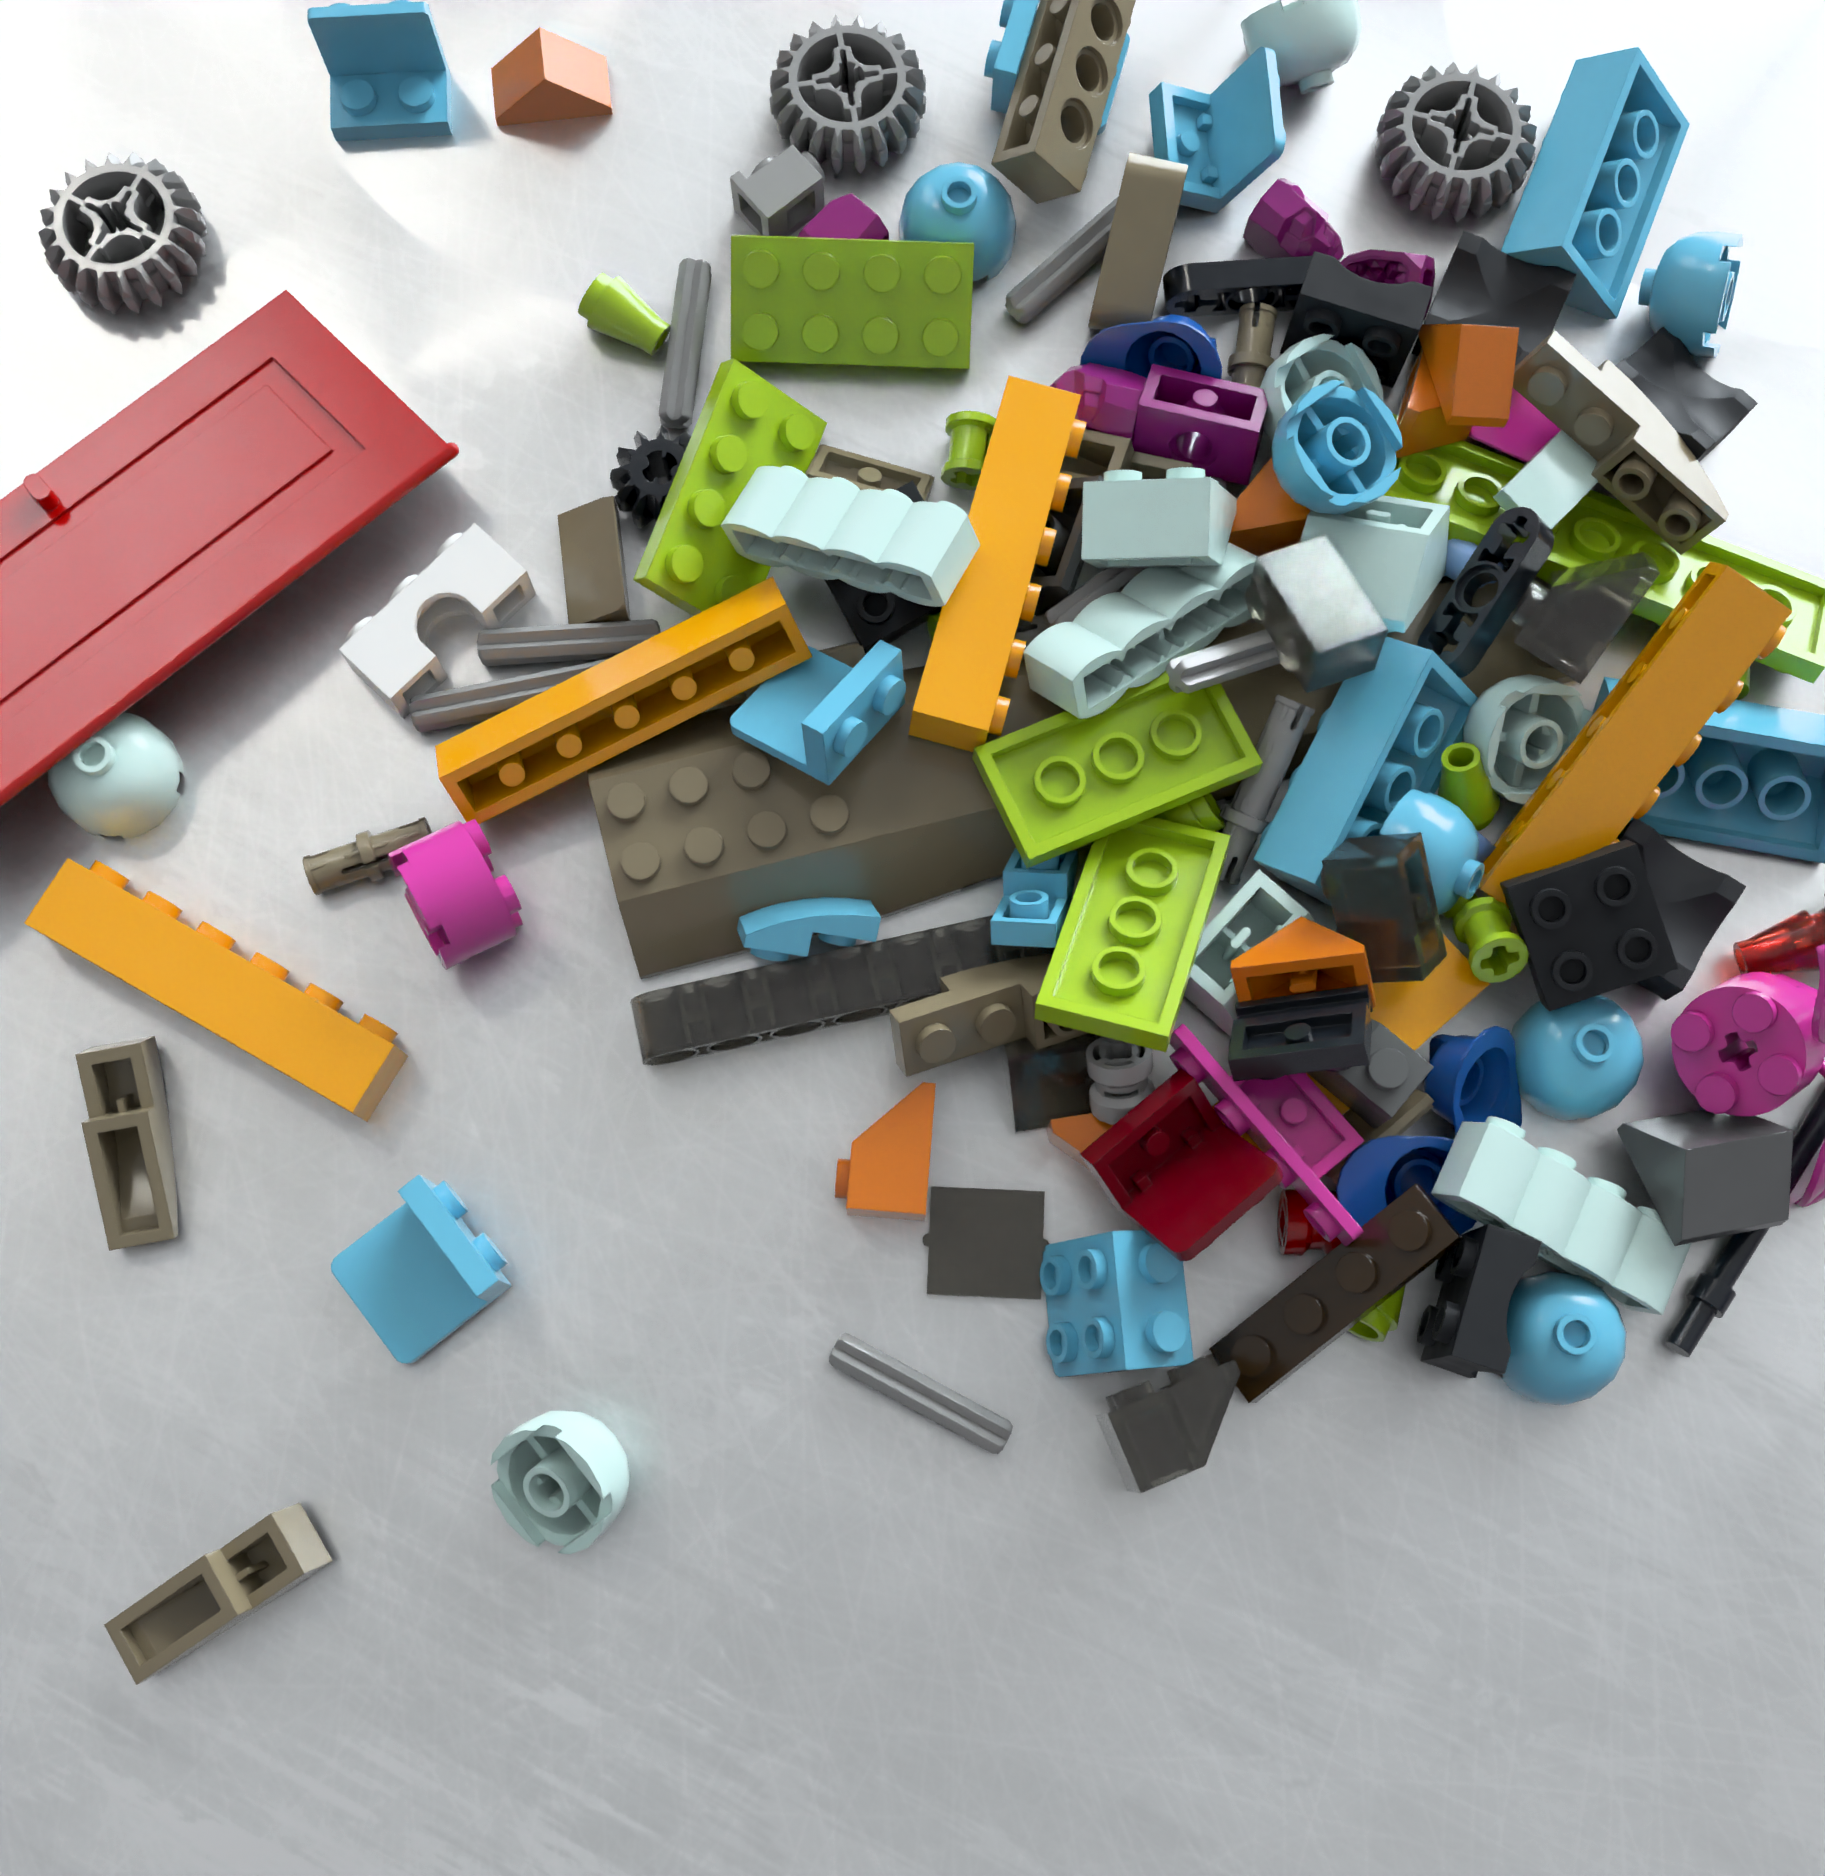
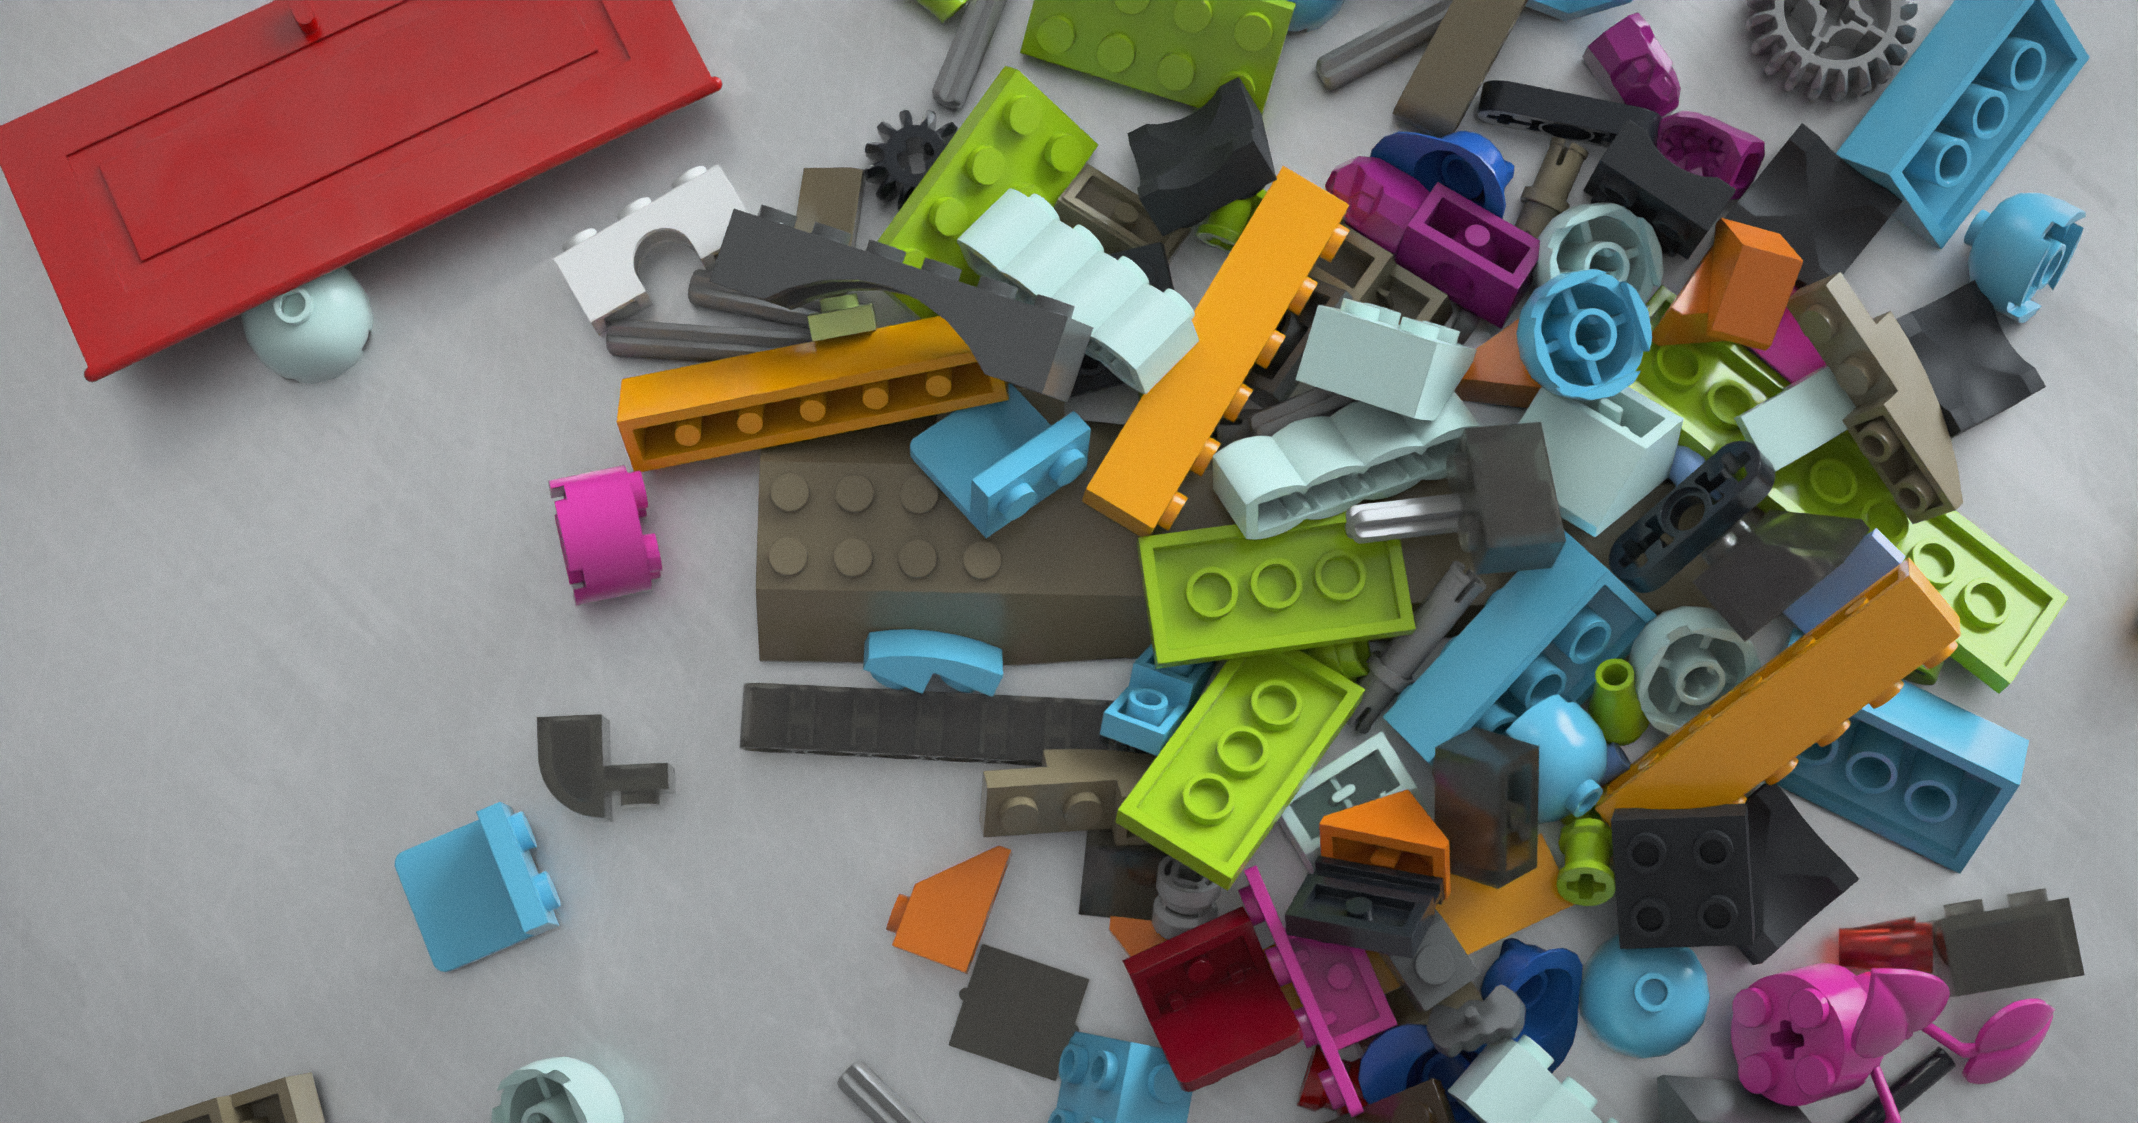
camera: 20 degrees right, 5 degrees up
(129, 1141) = (236, 686): dark tan slope -> none
(218, 988) = (354, 562): light orange brick -> none
(360, 858) = (527, 467): dark tan pin -> none
(493, 1130) = (579, 771): none -> clear smoke brick
(567, 589) = (1010, 339): none -> dark grey arch
(630, 627) = (841, 317): none -> yellowish green plate
(931, 398) = (1202, 159): none -> black brick
(1440, 1117) = (1476, 1022): none -> dark grey piece
(1648, 616) = (1862, 568): none -> light blue piece

